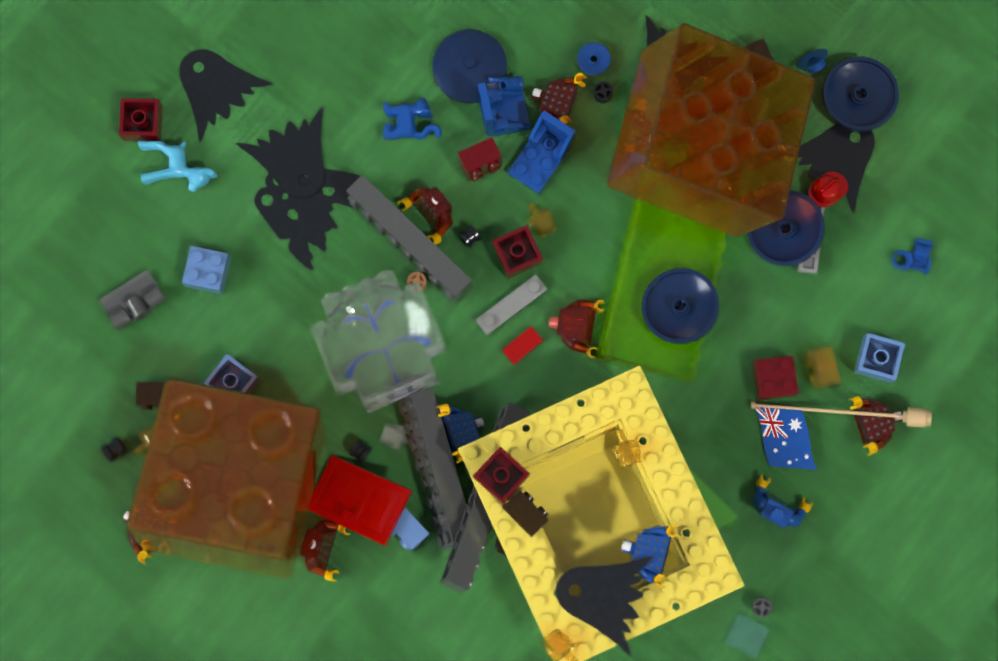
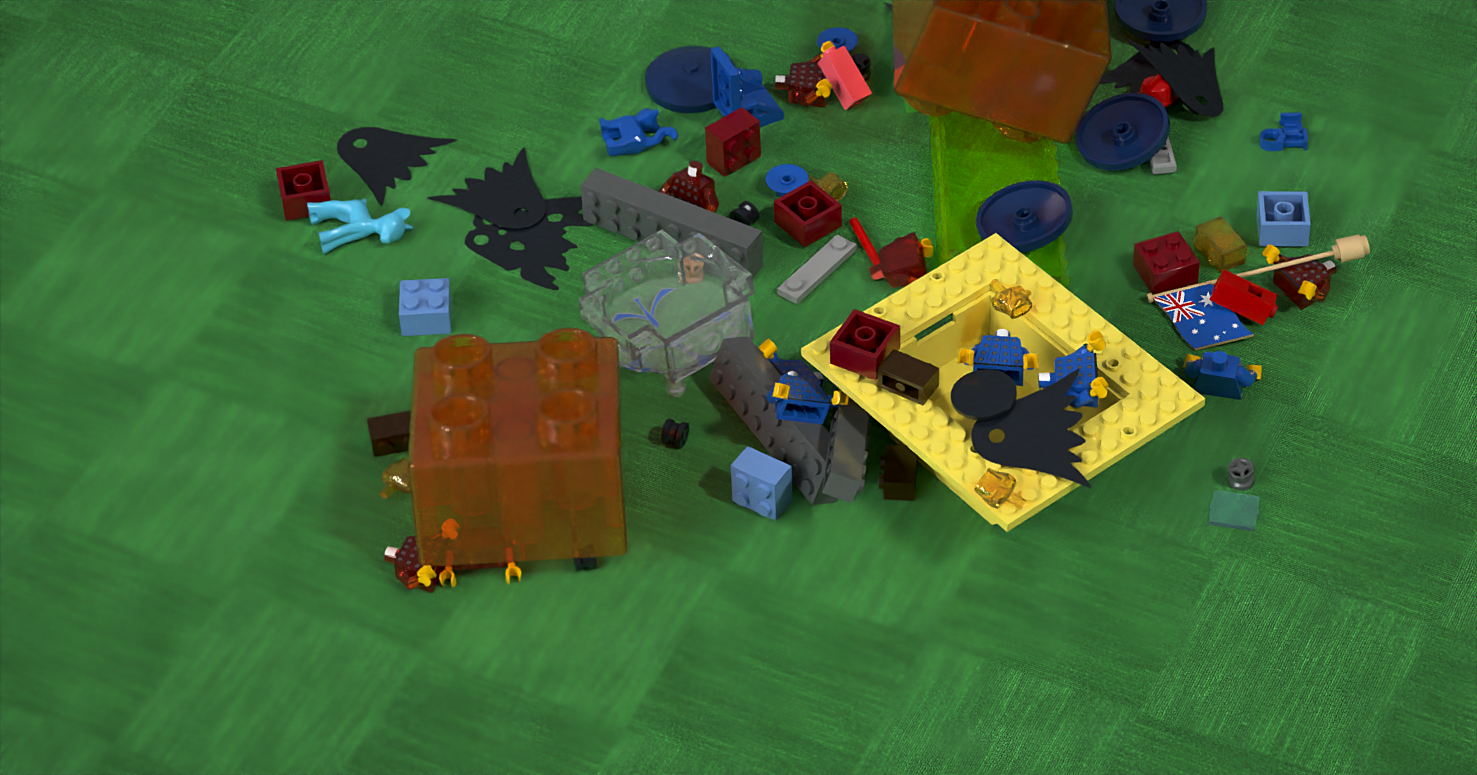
camera: 15 degrees left, 35 degrees down
(113, 449) = (353, 495): black wheel -> none
(132, 300) = (338, 356): dark grey panel -> none
(318, 547) = (651, 529): clear red torso -> none
(359, 500) = (690, 466): red door -> none
(394, 436) = (714, 412): clear piece -> none
(449, 476) = (803, 399): none -> blue torso
(509, 197) = (786, 178): none -> blue piece
(522, 345) = (844, 301): red tile -> none
(543, 153) = (810, 119): blue bracket -> none
(556, 286) = (865, 241): none -> red bar
(575, 553) = (983, 394): none -> black piece
(585, 111) = (844, 77): none -> coral brick
(599, 515) = (1000, 354): none -> blue torso
(820, 436) = (1244, 297): none -> red brick
(857, 178) = (1188, 75): none -> black piece

